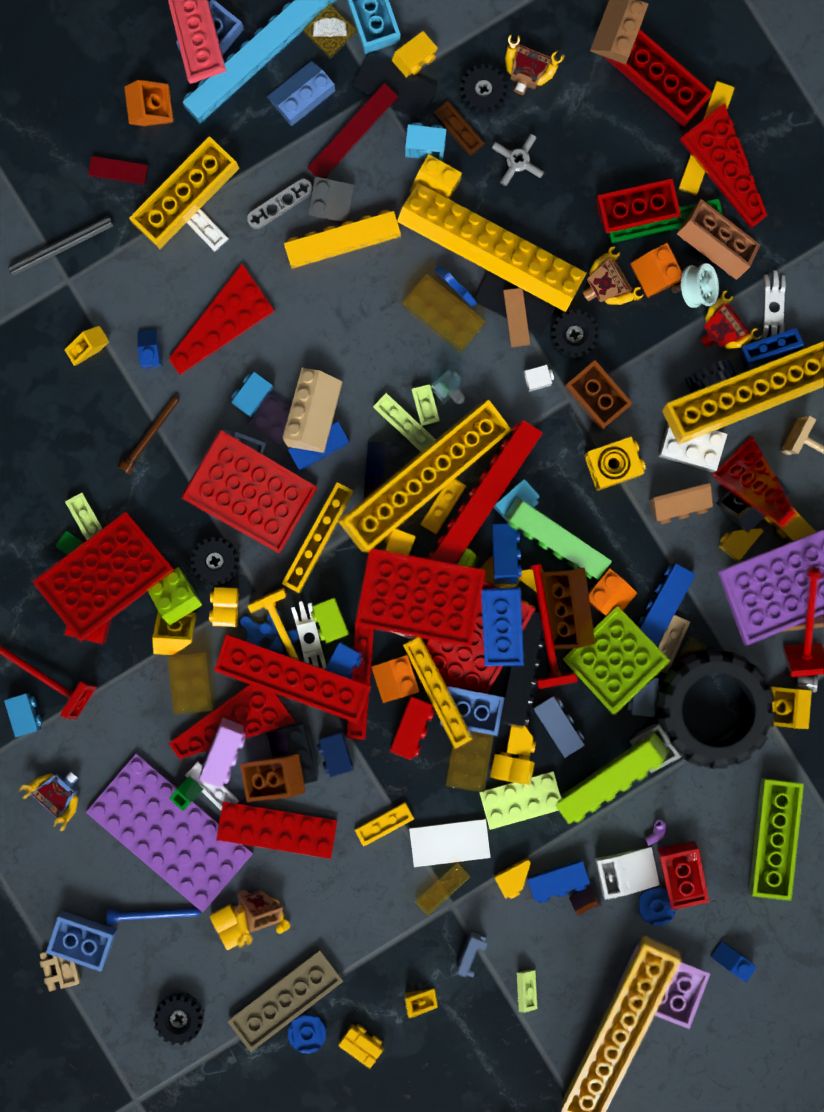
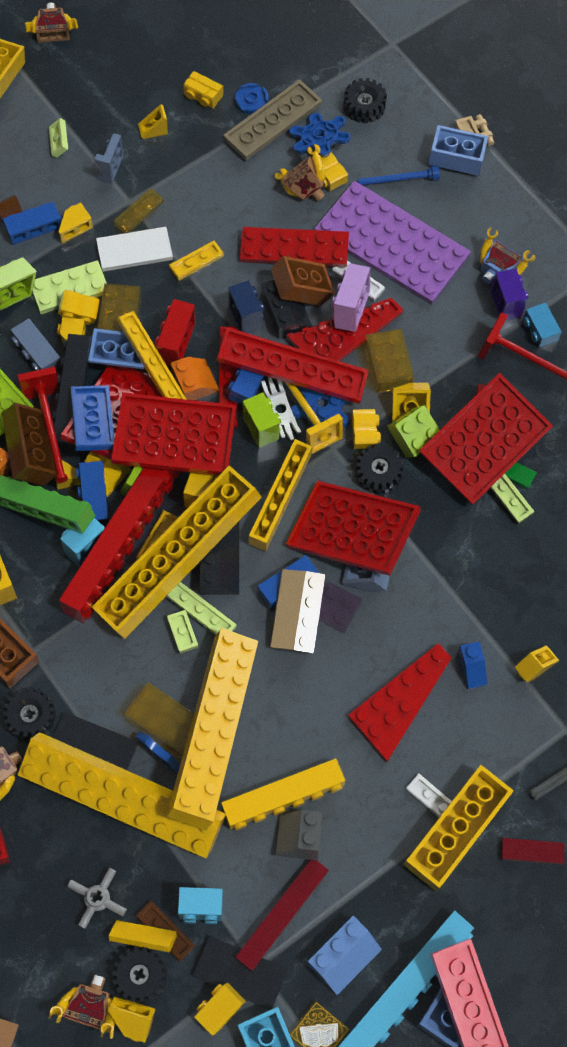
camera: 175 degrees right, 20 degrees down
(52, 749) = (509, 293): none -> dark purple brick
(127, 465) = (478, 551): reddish brown piece -> none
(148, 103) = (511, 926): orange slope -> none
(186, 793) = (381, 267): green brick -> none
(234, 985) = (314, 133): none -> blue plate
(251, 394) = (361, 627): dark azure brick -> none
(281, 206) = (356, 831): light grey beam -> none
(402, 296) = (212, 730): none -> yellow brick
(437, 177) = (185, 867): yellow slope -> none
(448, 387) = (160, 646): clear light blue piece -> none
(479, 121) = (142, 936): none -> yellow tile
(492, 51) = (132, 1018): none -> yellow slope
(516, 317) = (91, 725): medium nougat tile -> none
(538, 378) = (66, 666): white brick -> none

